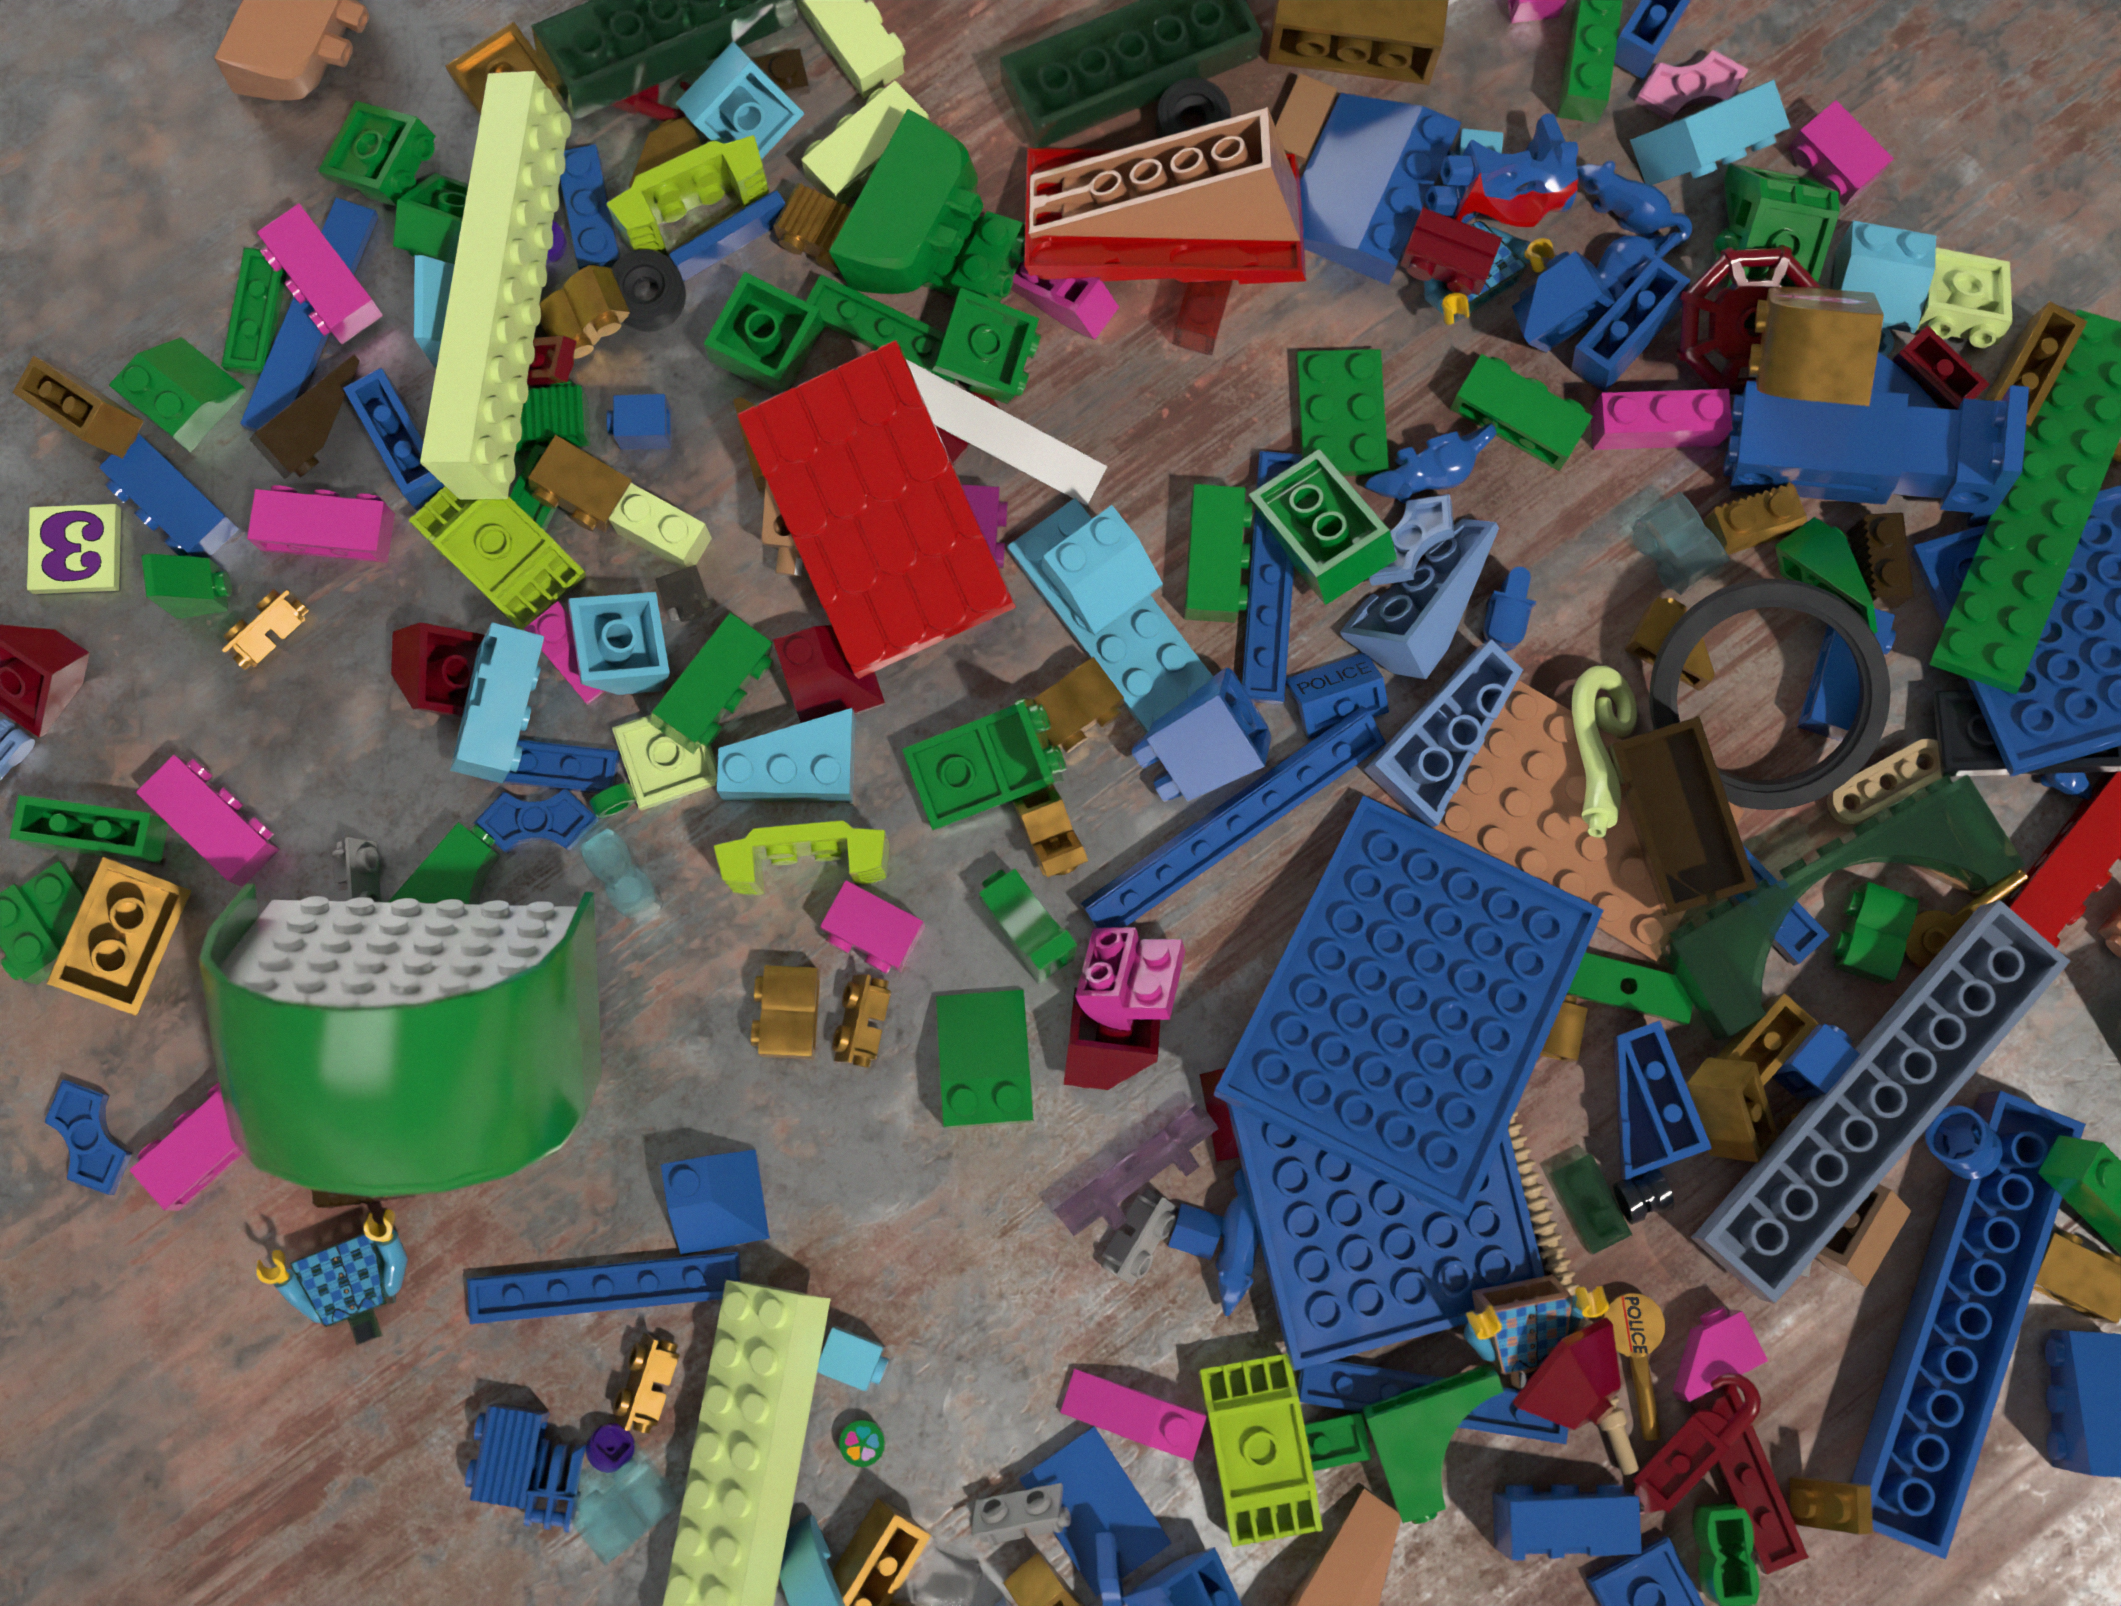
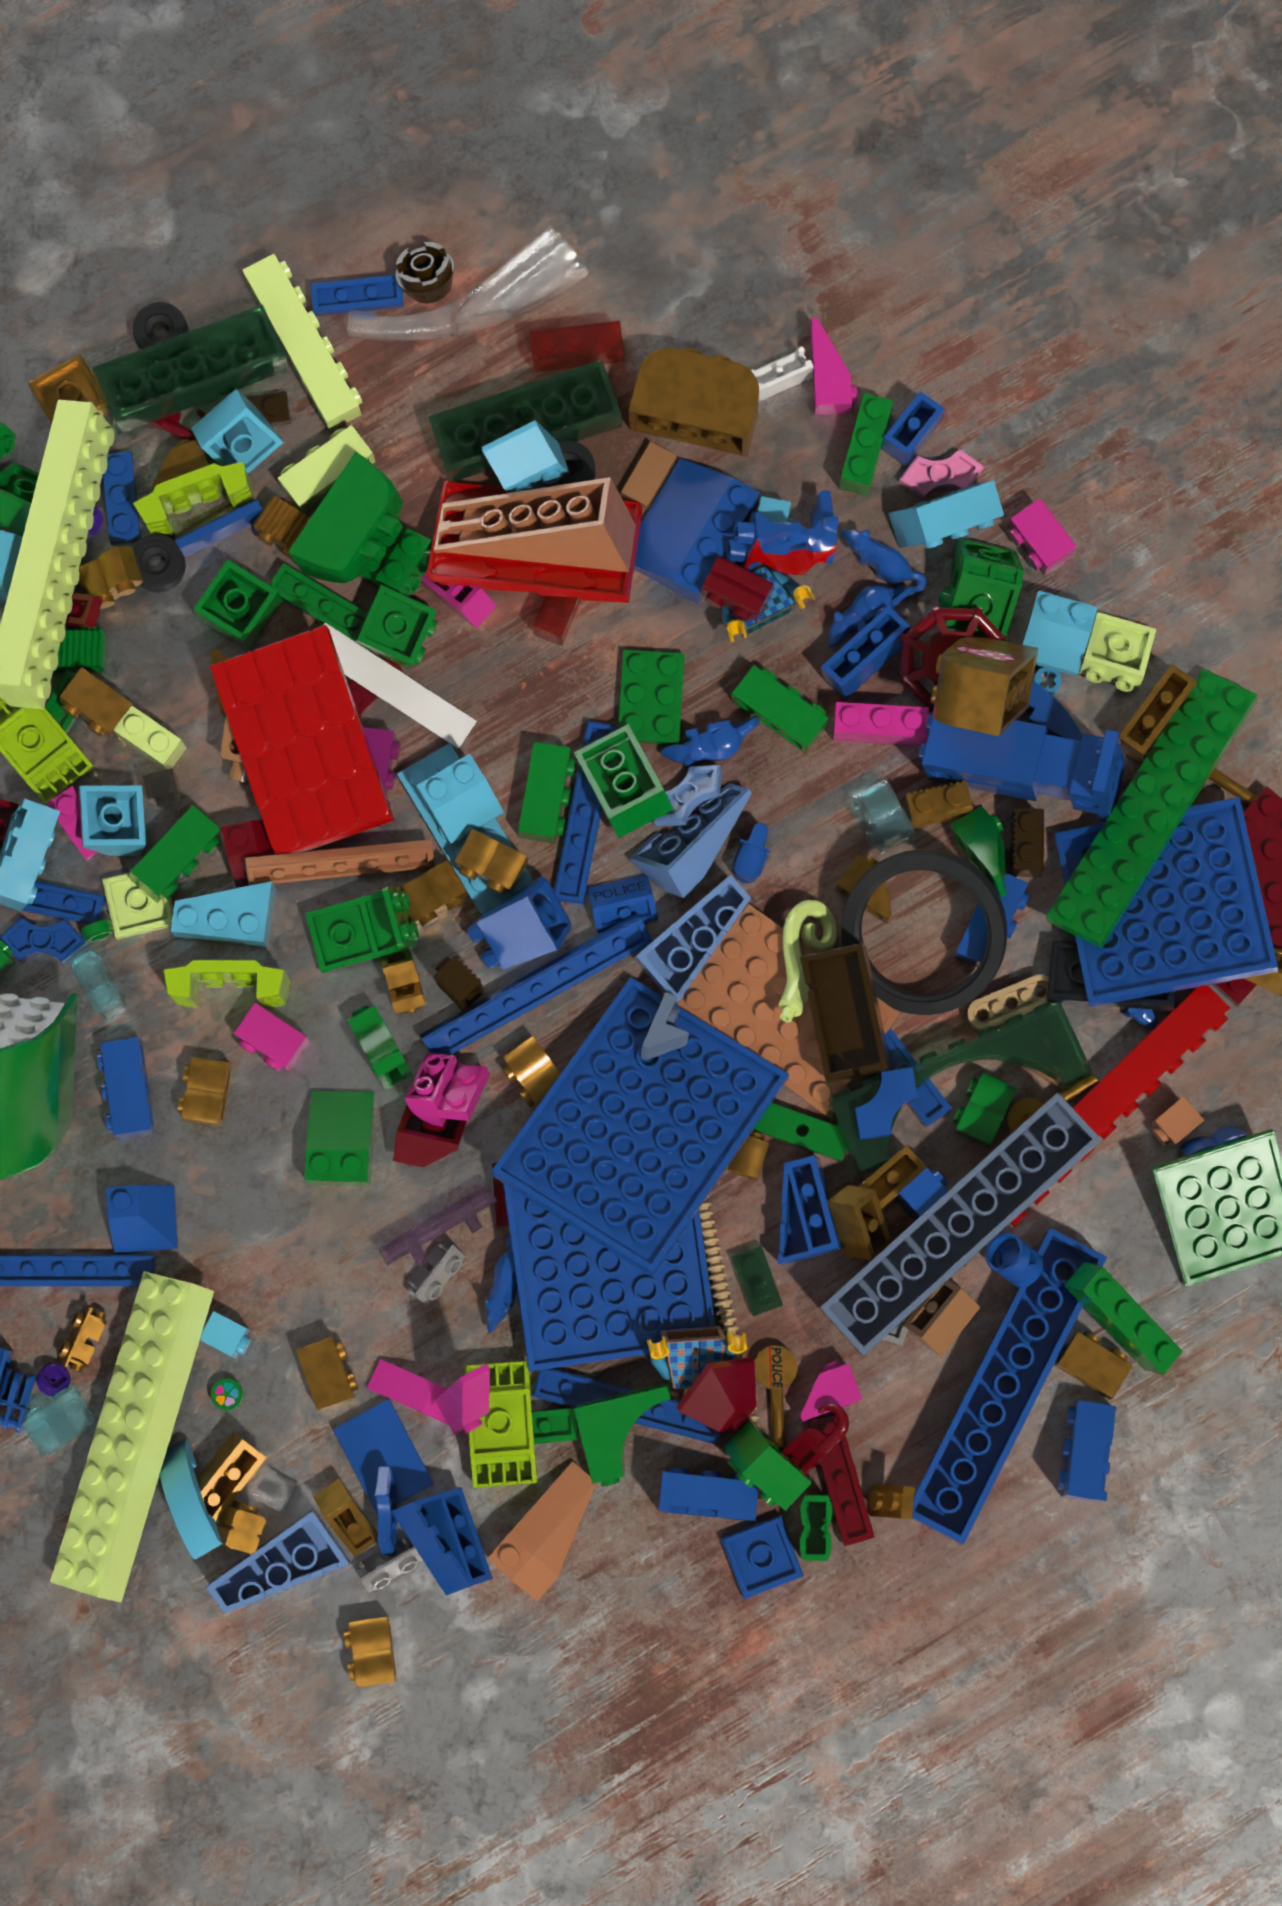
camera: 15 degrees right, 0 degrees up
(640, 421) = (143, 659): blue brick -> none
(674, 1018) = (126, 1088): none -> blue brick
(860, 1004) = (258, 1091): pearl gold hinge -> none
(943, 674) = (340, 862): none -> nougat tile
(1003, 1400) = (327, 1373): none -> pearl gold brick
(1006, 1515) = (317, 1453): light grey hinge -> none
(1128, 824) = (458, 982): none -> dark brown brick
(1141, 99) = (526, 458): none -> medium azure slope
(1155, 653) = (491, 861): none -> pearl gold brick
(1196, 1231) = (475, 1273): blue slope -> none
(1218, 1429) = (466, 1400): none -> dark pink slope
(1245, 941) = (532, 1070): none -> pearl gold brick
(1424, 870) = (662, 1034): none -> sand blue slope
(1561, 301) = (816, 632): blue slope -> none
(1643, 1196) = (793, 1278): black wheel -> none
(1650, 1476) = (763, 1464): none -> green brick
(1760, 922) = (876, 1116): none -> blue tile
(1939, 370) = (1086, 707): dark red brick -> none

